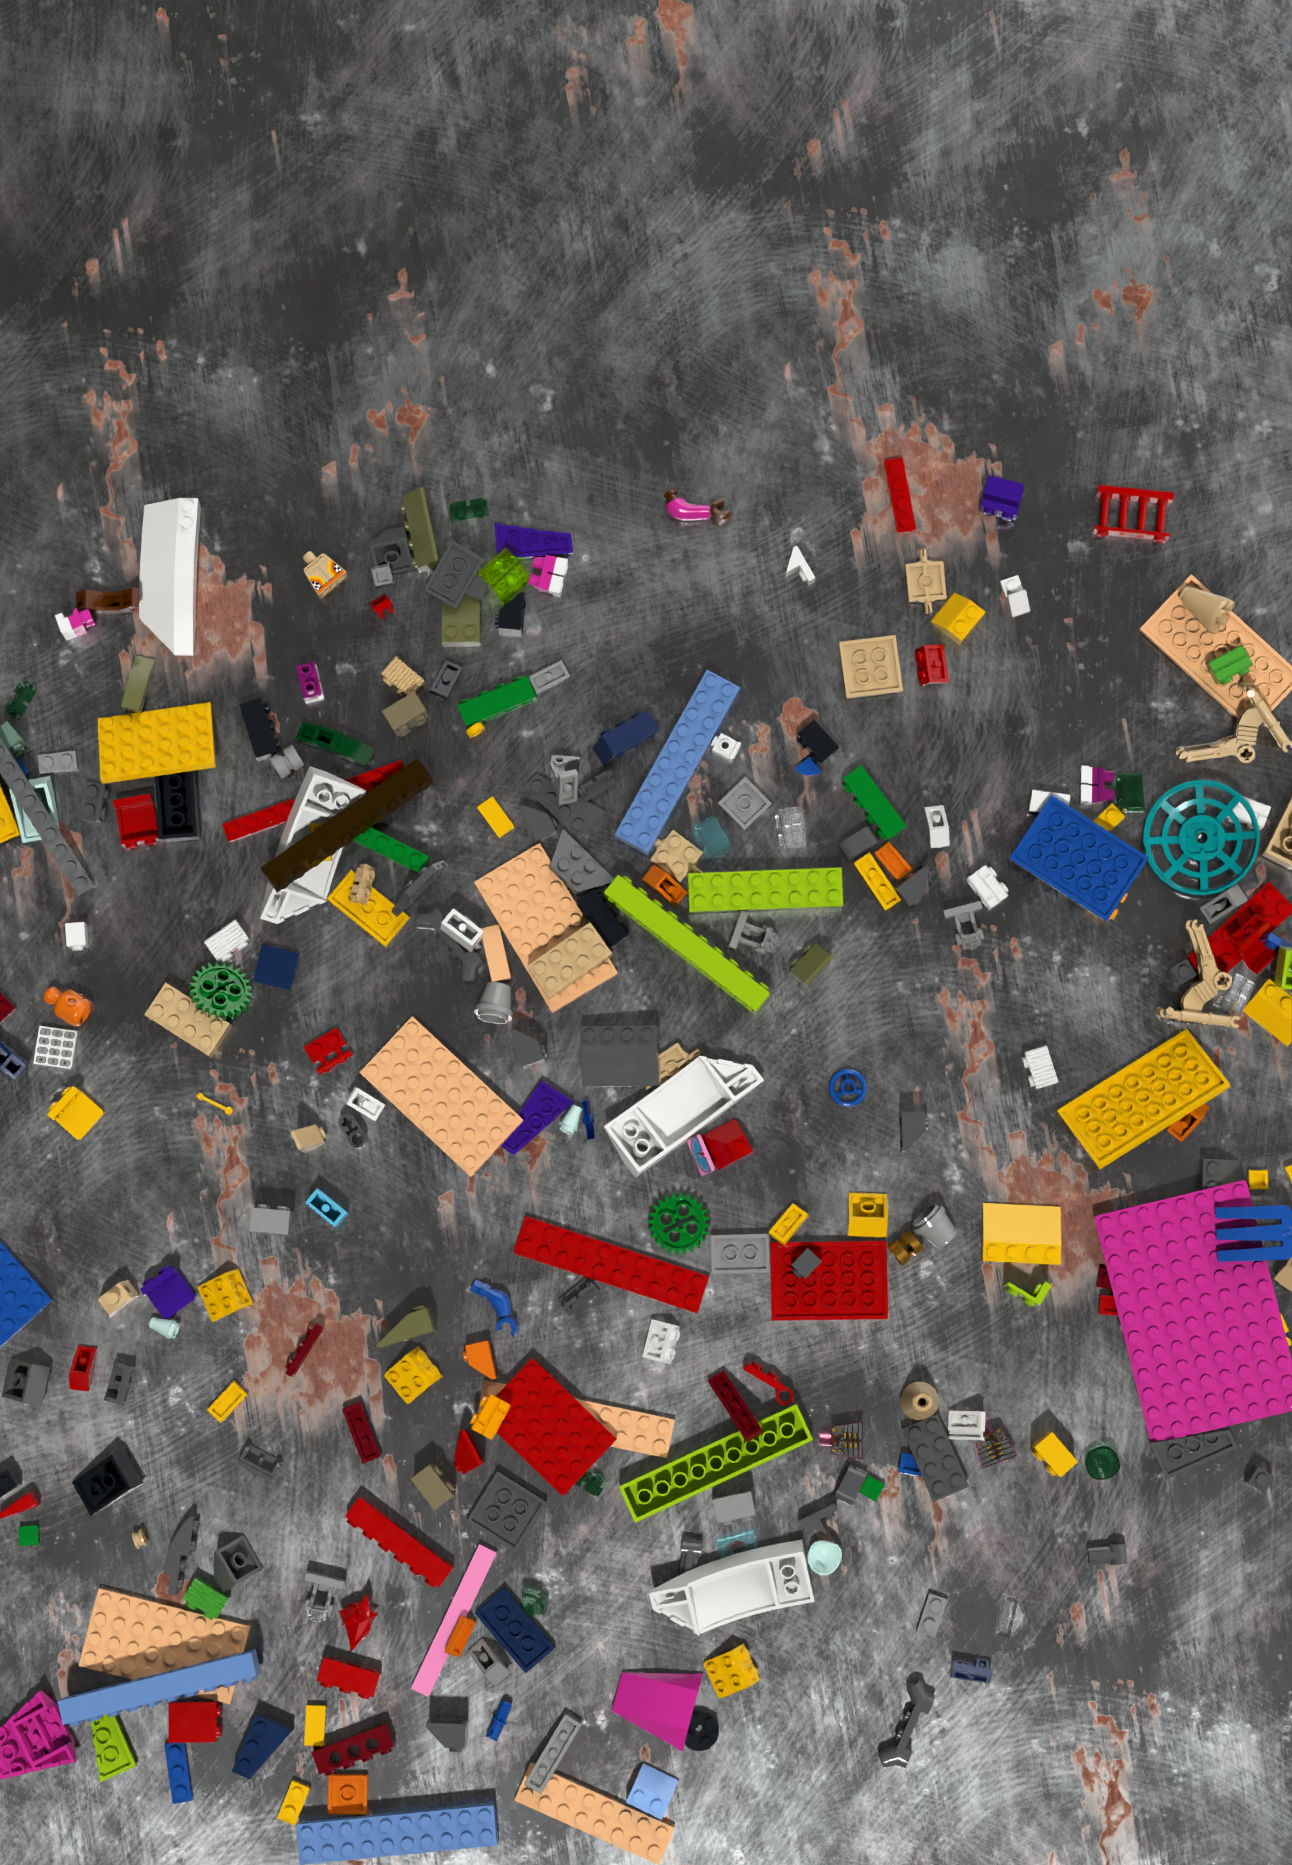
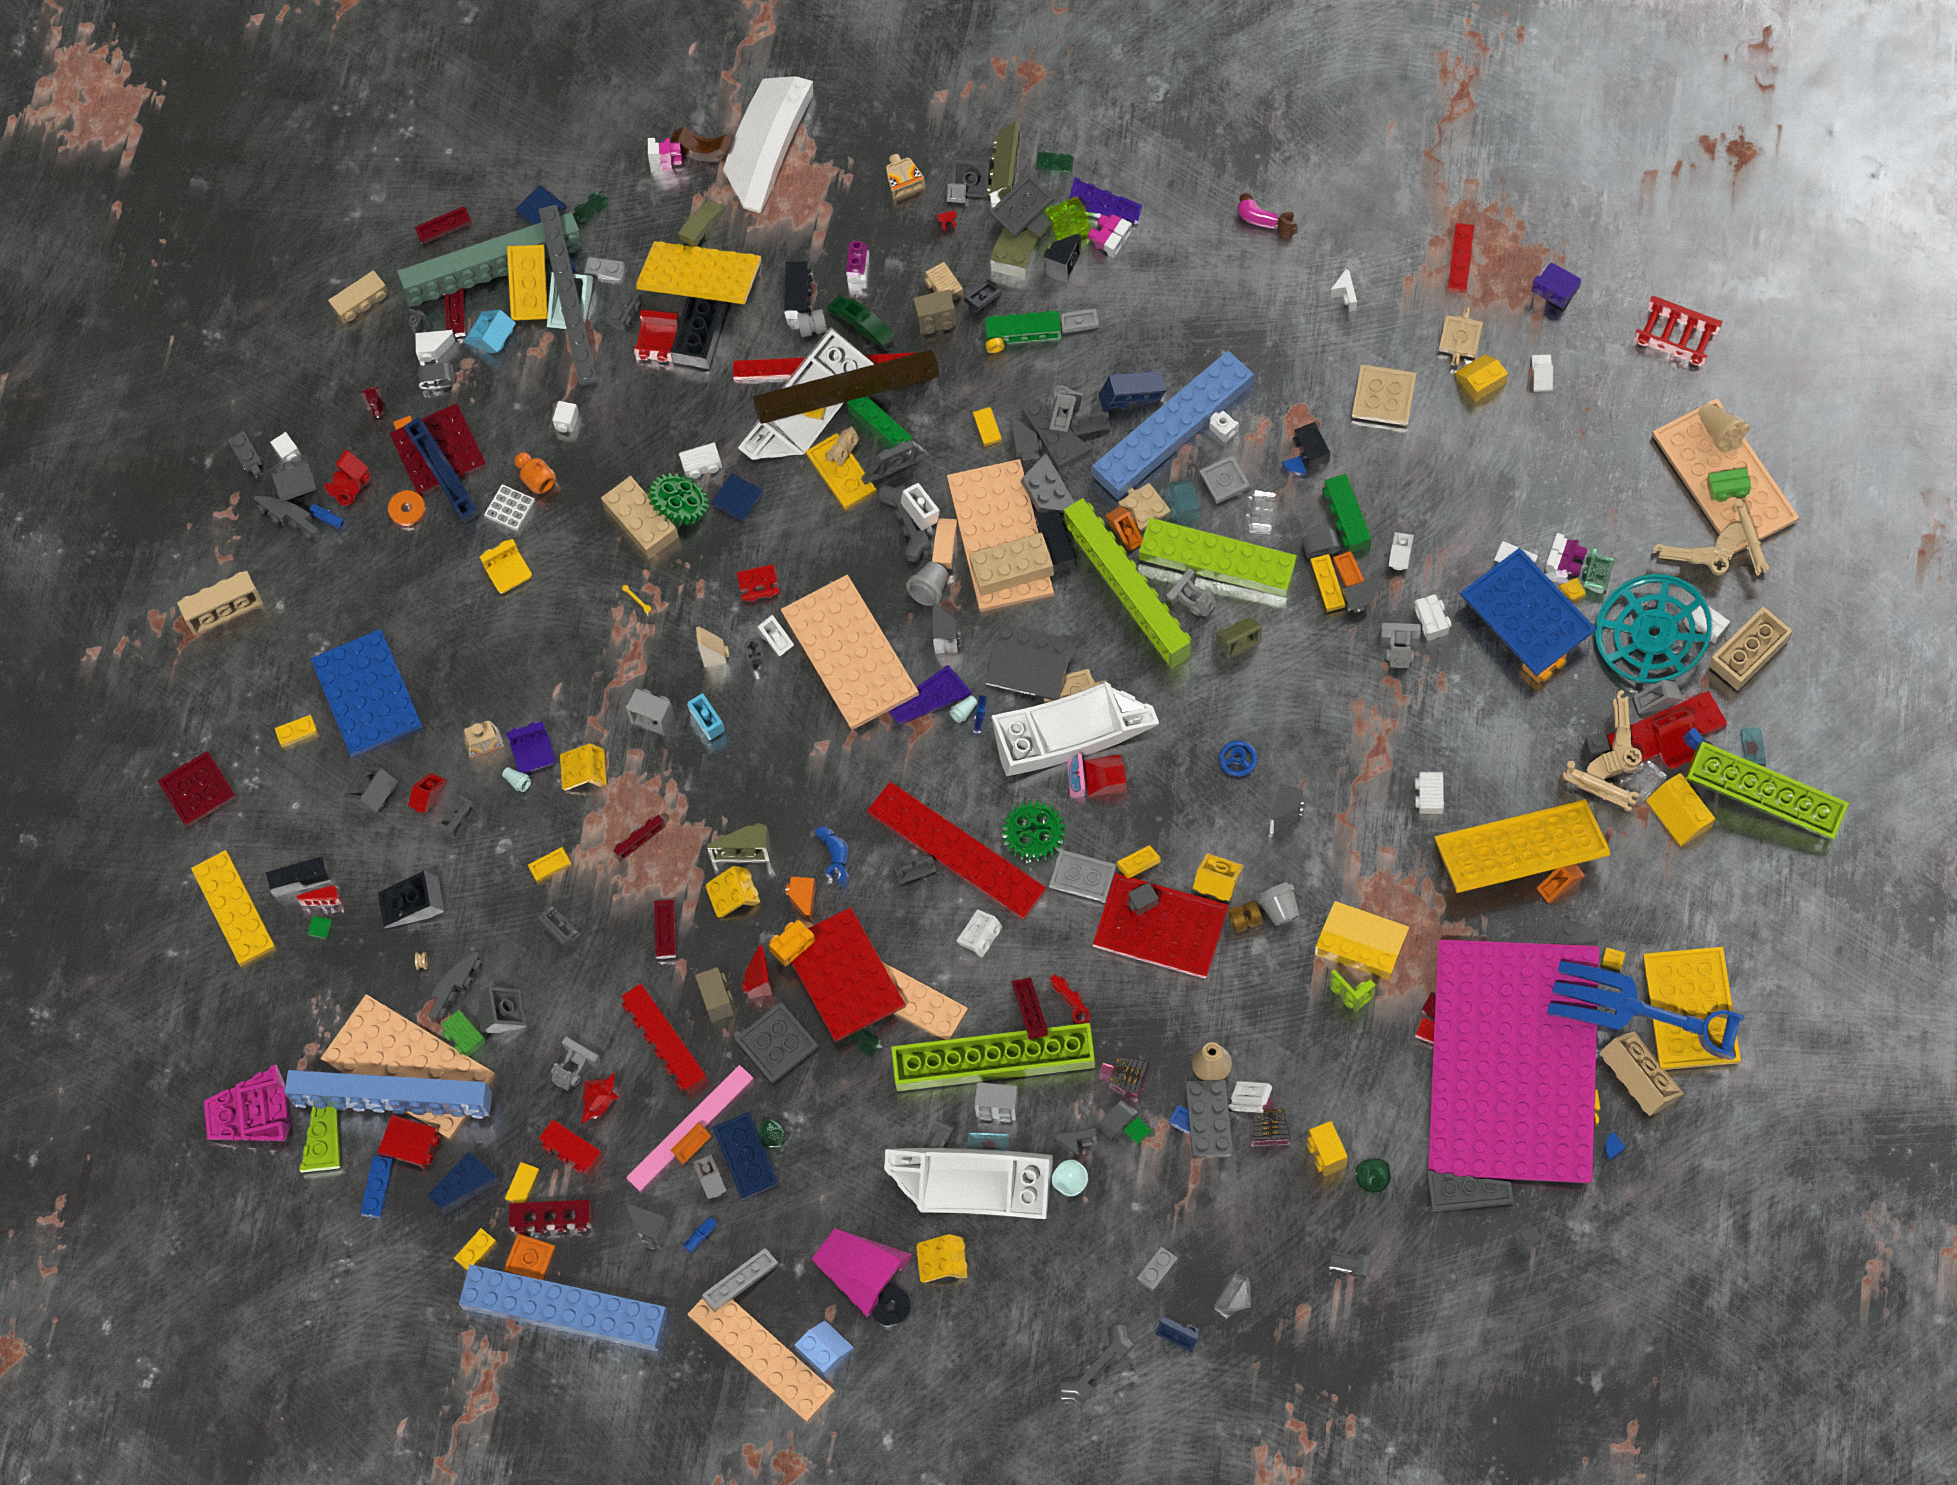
camera: 20 degrees right, 15 degrees down
(931, 665) = (1442, 408): red bracket -> none

